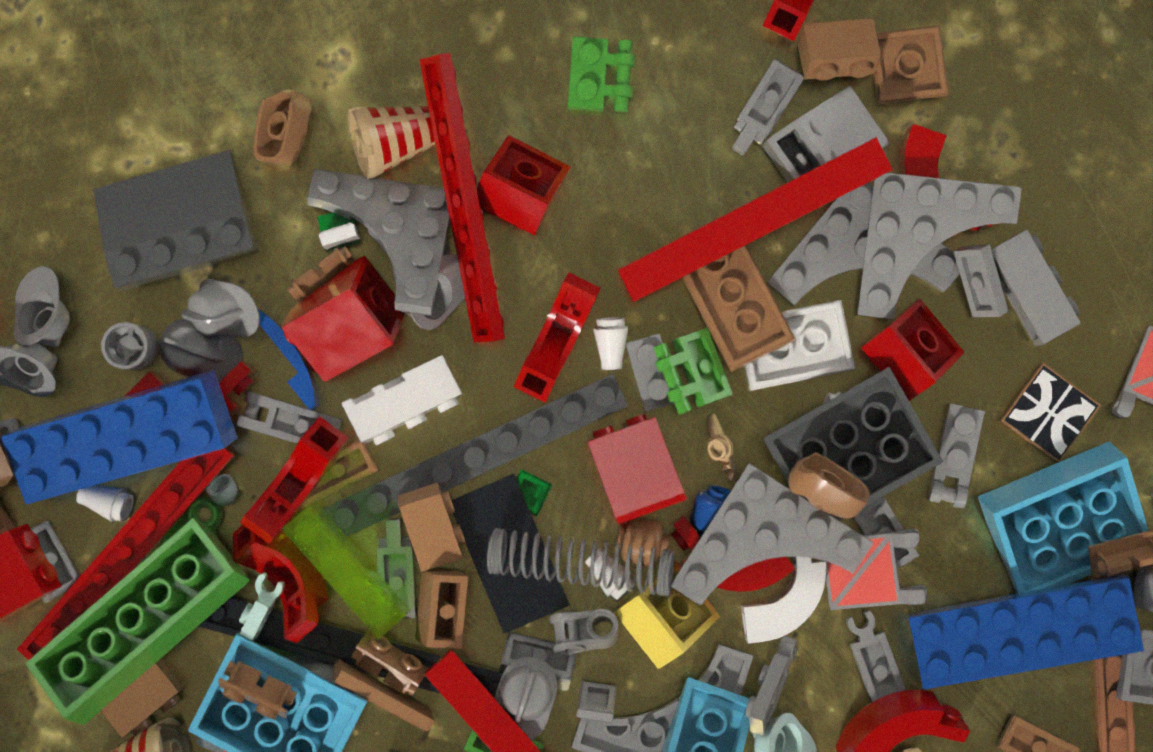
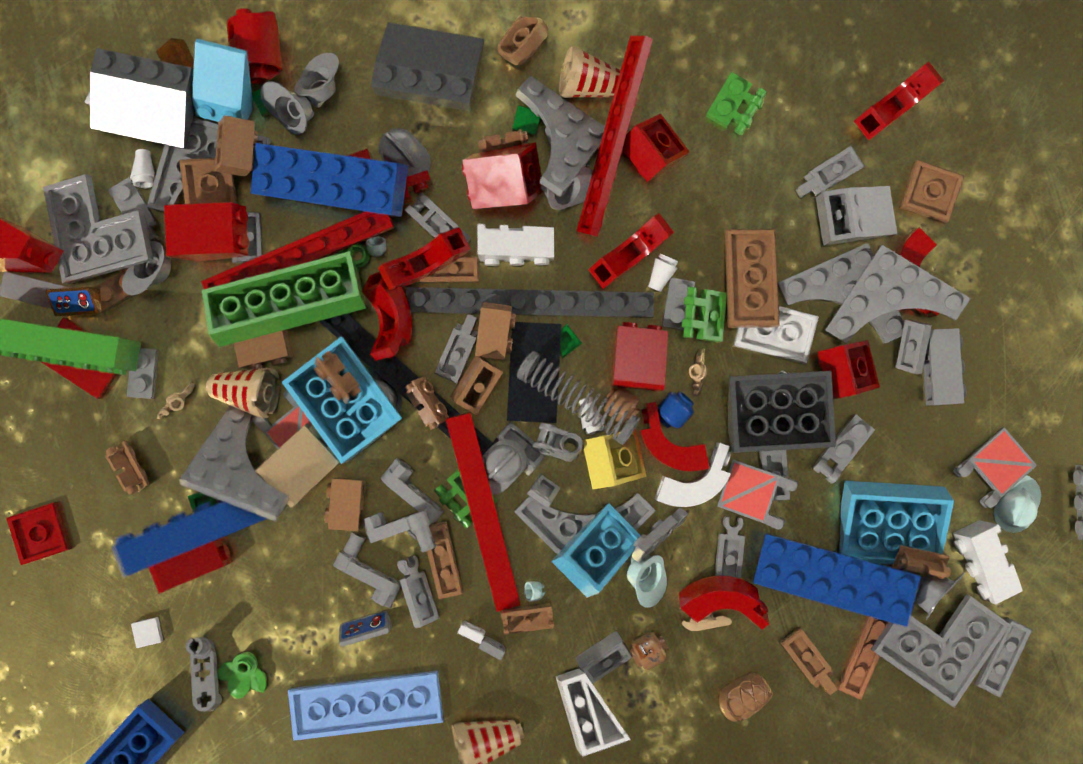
camera: 30 degrees right, 0 degrees up
(107, 501) = (302, 219): white cone -> none
(130, 346) = (362, 128): light grey wheel -> none
(222, 309) = (431, 132): light grey piece -> none
(256, 615) = (359, 332): light aqua plate -> none
(304, 381) = (445, 146): blue slope -> none
(339, 236) = (526, 122): white tile -> none
(346, 570) = (428, 330): clear neon green brick -> none
(382, 695) = (413, 420): medium nougat tile -> none
(755, 219) = (793, 238): red tile -> none
(764, 523) = (705, 429): light grey plate -> none
(828, 486) = (757, 425): medium nougat piece -> none
(838, 49) = (894, 158): medium nougat brick -> none
(1050, 413) = (915, 451): tile -> none

